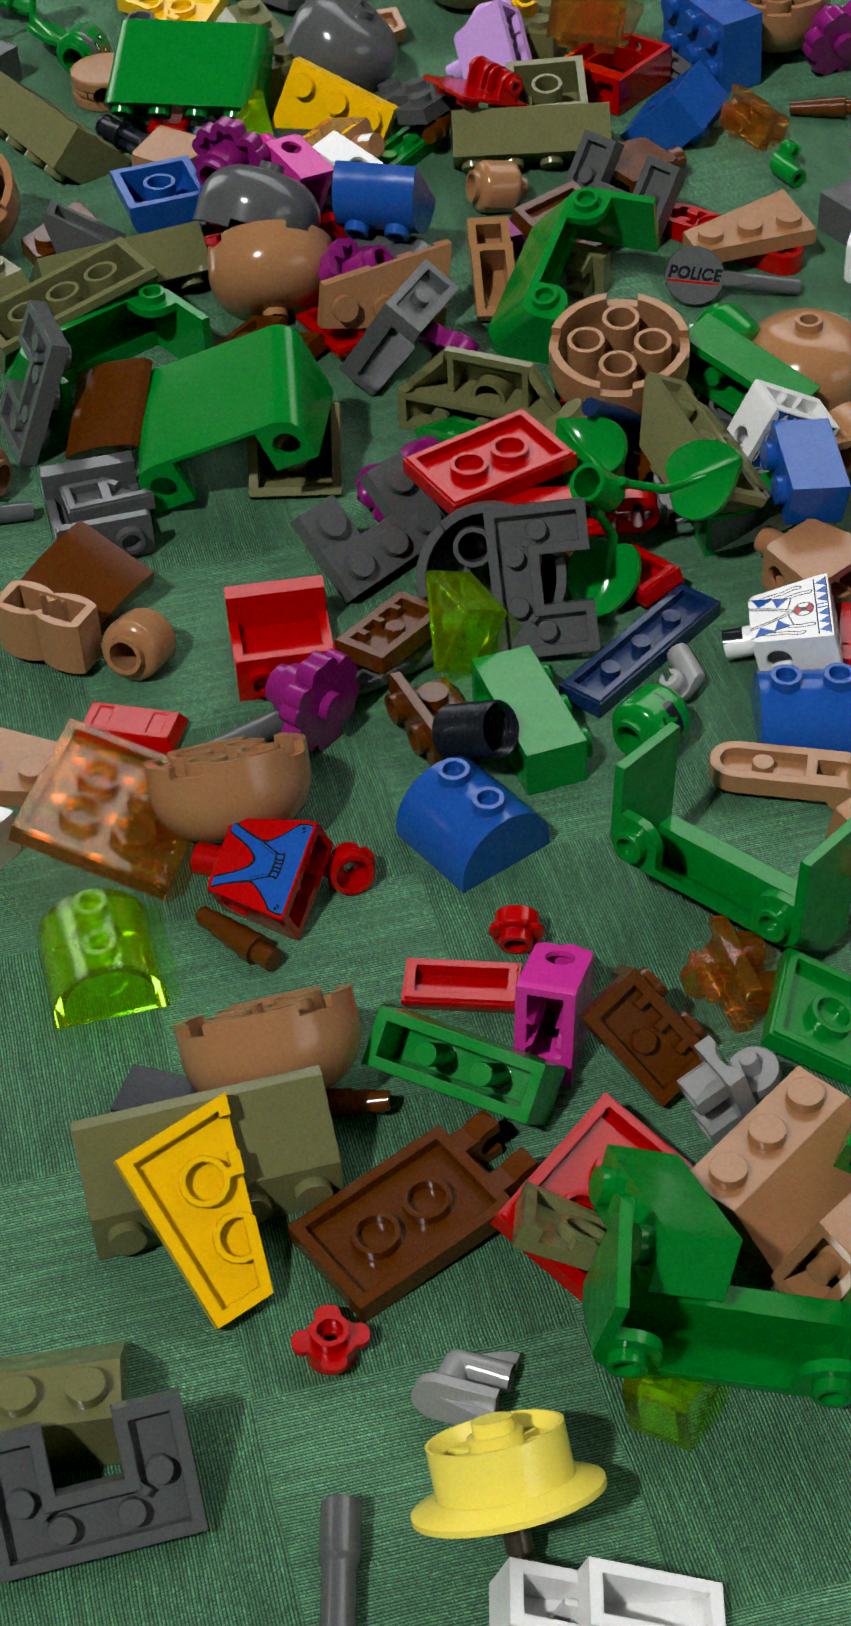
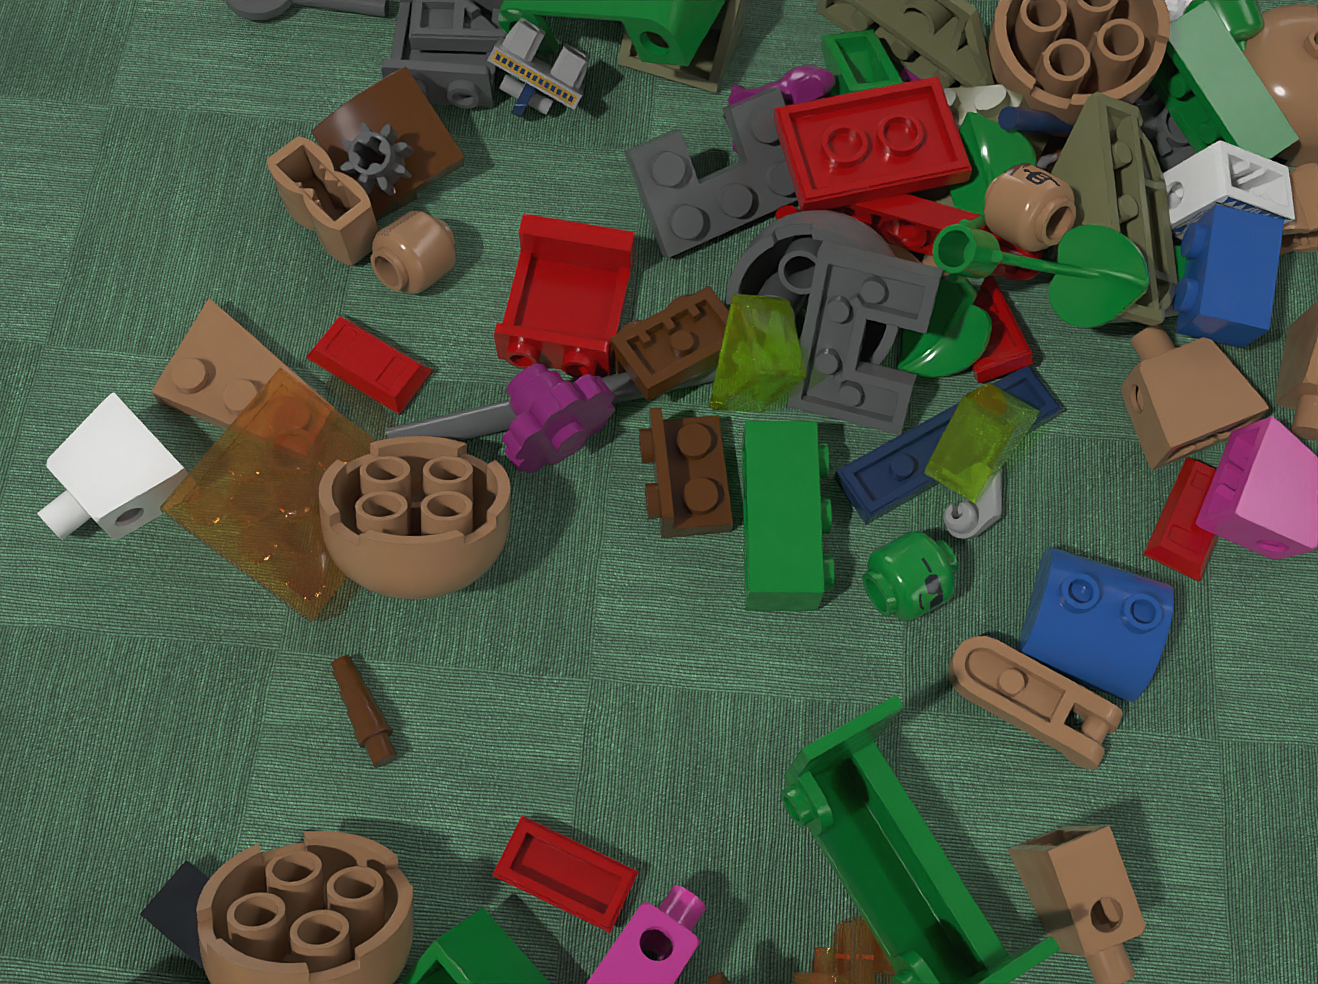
camera: 15 degrees right, 25 degrees up
(86, 578) = (372, 143): none -> dark grey gear
(99, 958) = (211, 697): clear neon green brick -> none
(169, 498) = (517, 57): none -> light grey hips
(266, 871) = (411, 654): red torso -> none
(356, 878) = (511, 661): red plate -> none
(467, 822) = (661, 644): blue brick -> none
(476, 730) = (706, 538): black piece -> none
(516, 929) = (651, 821): red plate -> none
(633, 451) = (1029, 207): none -> medium nougat head
(663, 626) = (979, 440): none -> clear neon green slope
(789, 627) = (1120, 495): white torso -> none

